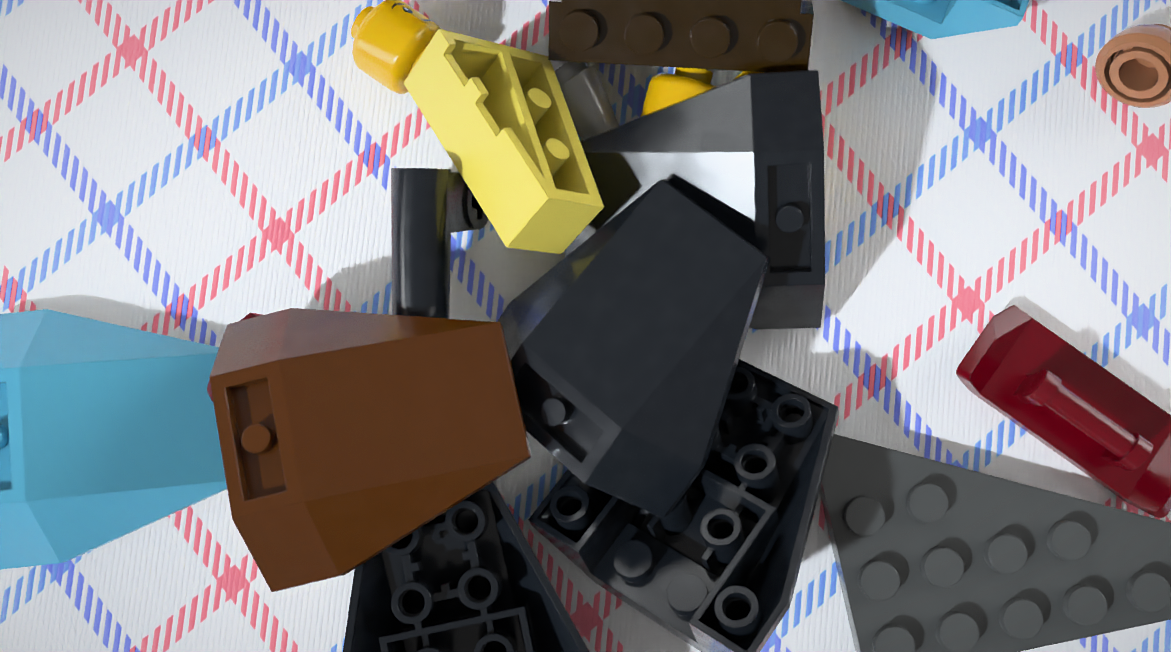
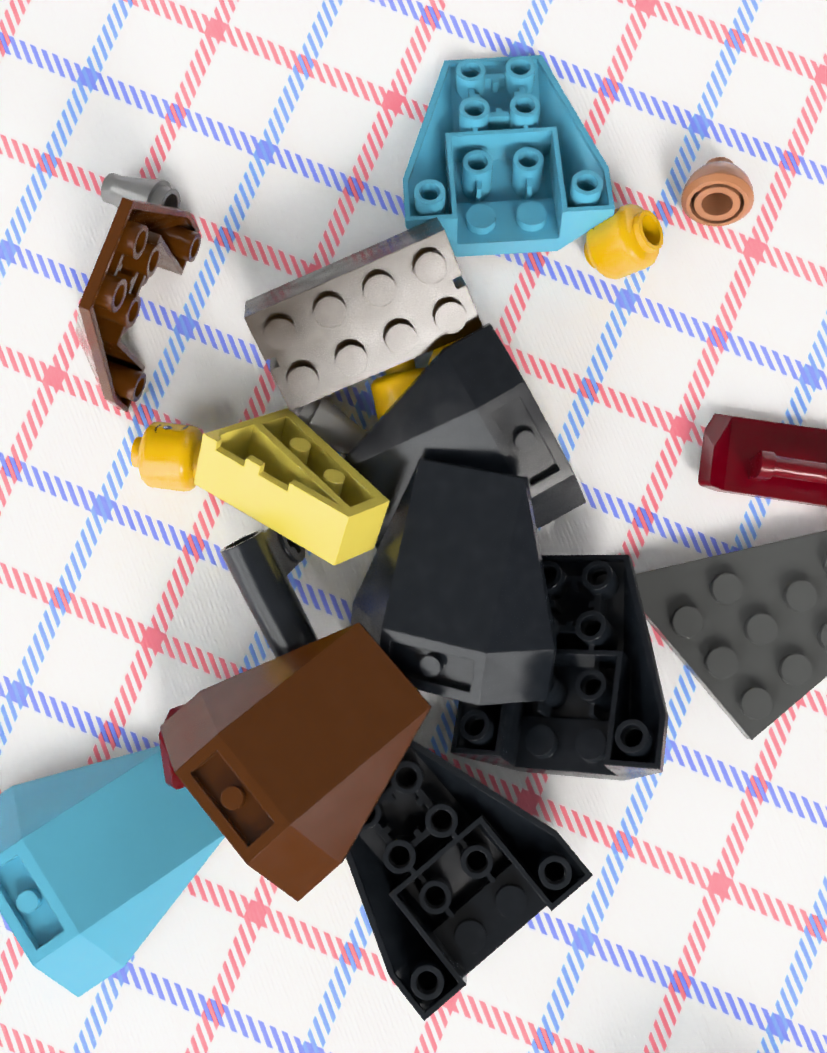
camera: 30 degrees left, 0 degrees up
(1012, 64) = (624, 242): none -> yellow head

